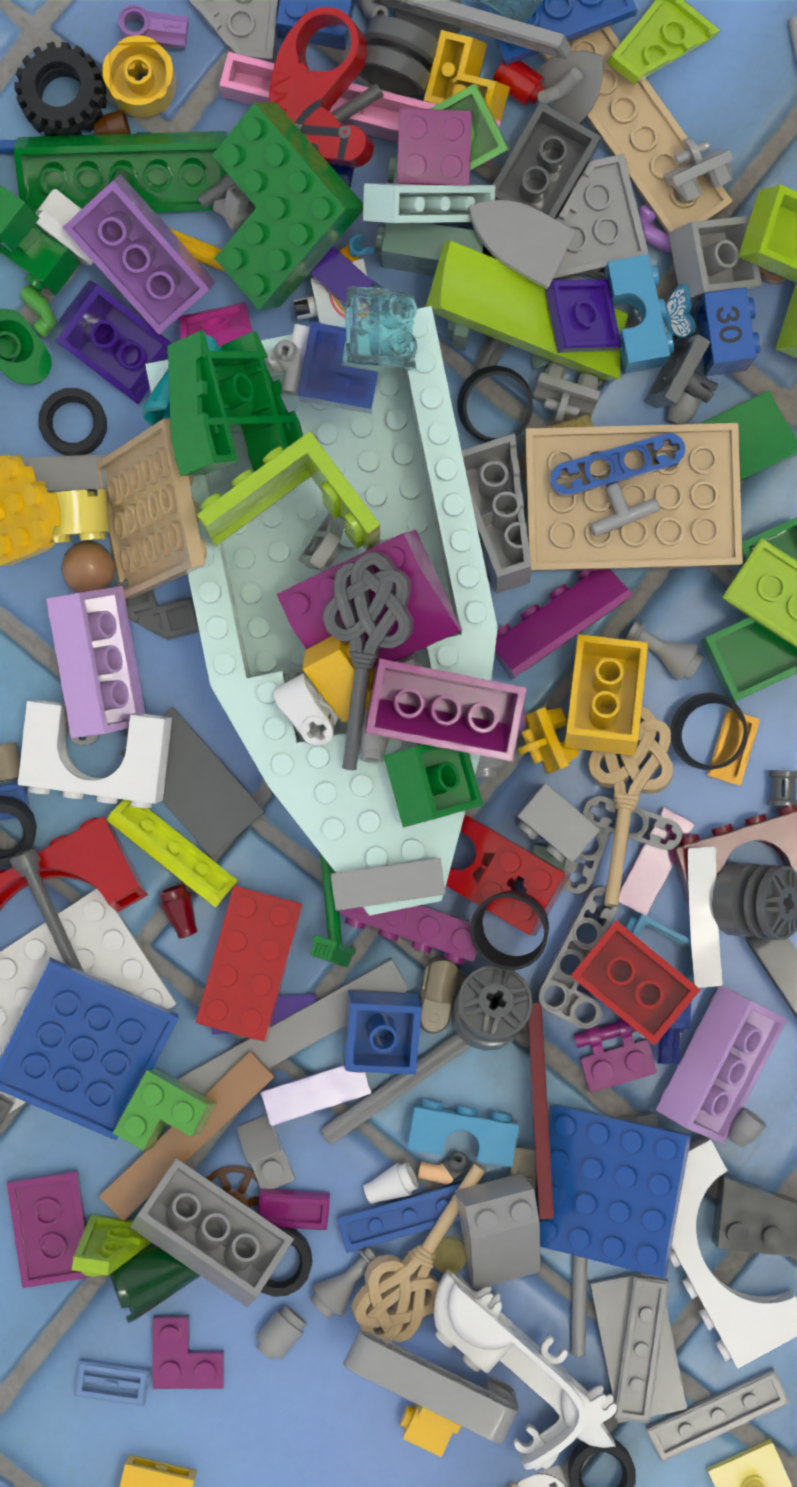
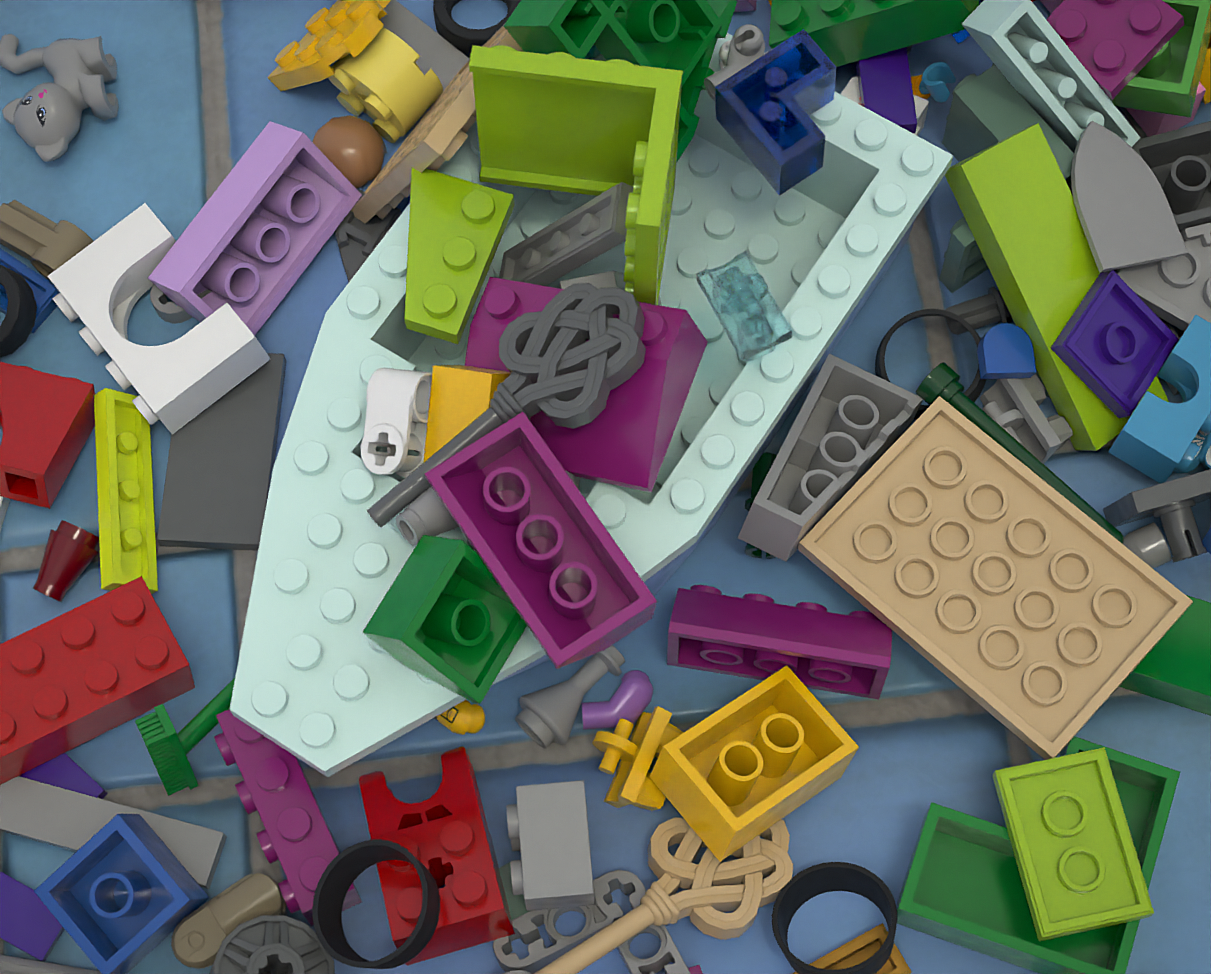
camera: 45 degrees right, 20 degrees down
(241, 597) = (450, 250): none -> lime wing
(289, 536) = (570, 240): none -> light grey tile
(380, 327) = (873, 100): clear light blue slope -> none
(388, 884) = (283, 687): light grey tile -> none
(418, 495) = (745, 307): none -> clear light blue hips
(521, 419) = (945, 383): none -> dark green piece
(533, 371) = (1006, 353): none -> blue tile
(618, 468) = (1002, 526): blue beam -> none
(624, 514) = (964, 575): light grey piece -> none
(678, 657) = (880, 812): light grey piece -> none

